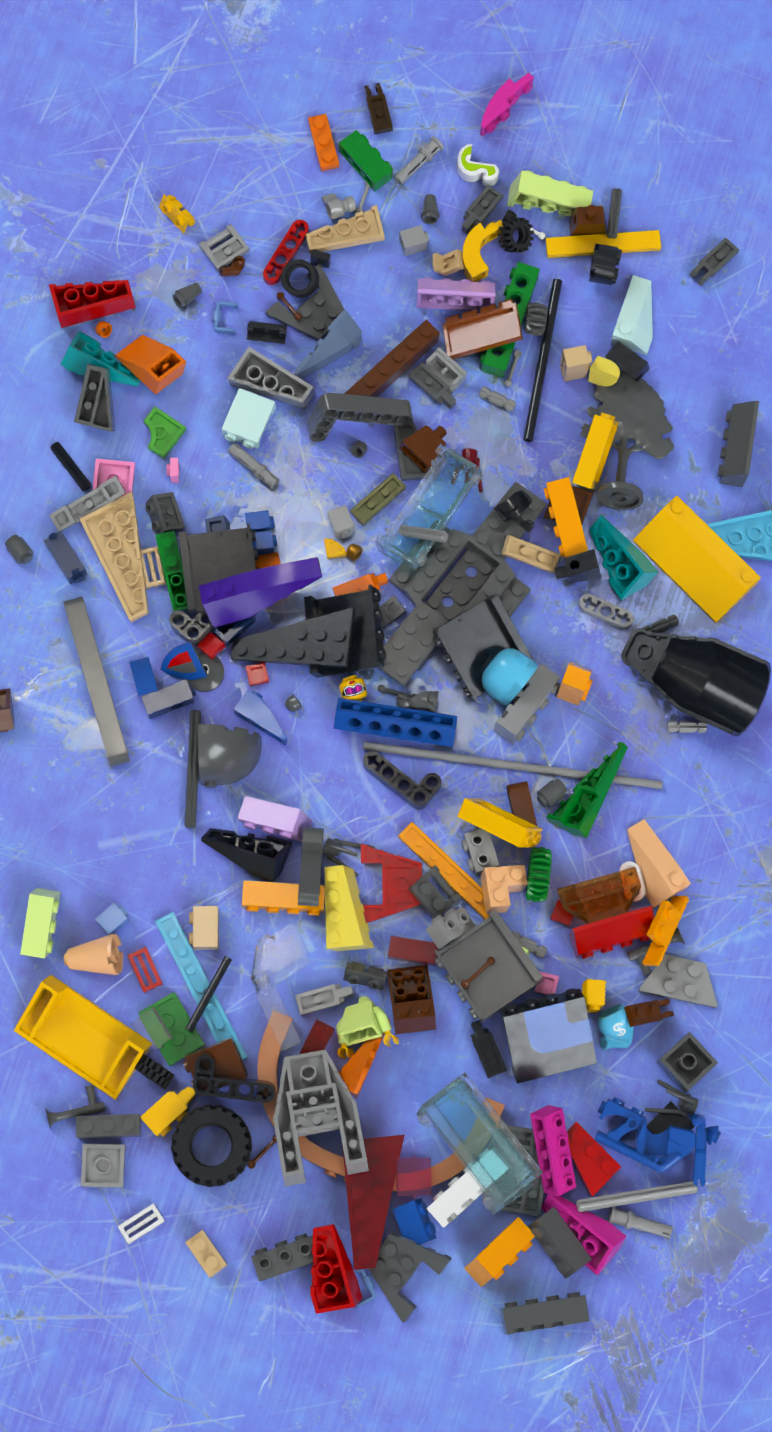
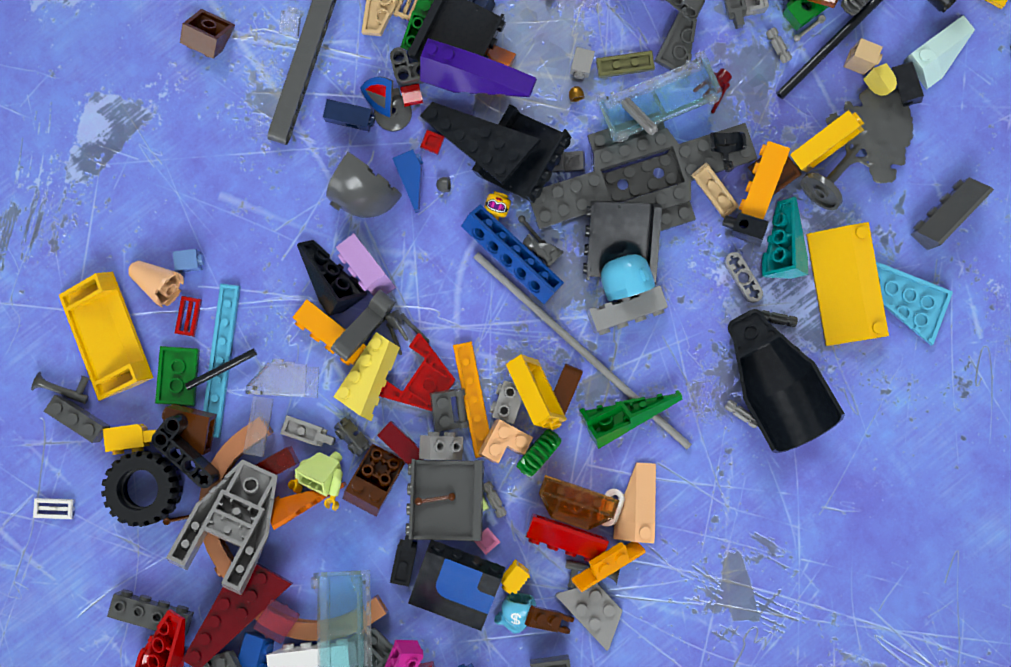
camera: 40 degrees right, 10 degrees up
(40, 923) = (131, 224): yellowish green wedge -> none
(103, 1165) = (54, 445): light grey plate -> none
(143, 676) = (340, 84): blue slope -> none
(152, 1028) = (159, 365): clear piece -> none
(154, 1071) = (137, 401): black tyre -> none
(192, 770) = (320, 197): dark grey axle -> none
(205, 928) = (254, 315): tan brick -> none
(206, 1253) = (83, 567): tan brick -> none
(232, 631) = (437, 95): dark blue hinge -> none
(262, 524) = (516, 24): blue piece -> none
(334, 549) = (562, 81): yellow tile -> none
(355, 449) = (638, 9): dark grey hinge -> none
(360, 584) = (561, 123): orange hinge -> none
(399, 777) = (484, 299): black beam -> none
(421, 446) = (689, 41): reddish brown torso -> none
(551, 793) = (596, 393): dark grey brick -> none
(560, 915) = (533, 492): red tile -> none
(575, 684) = (677, 319): light orange wedge -> none

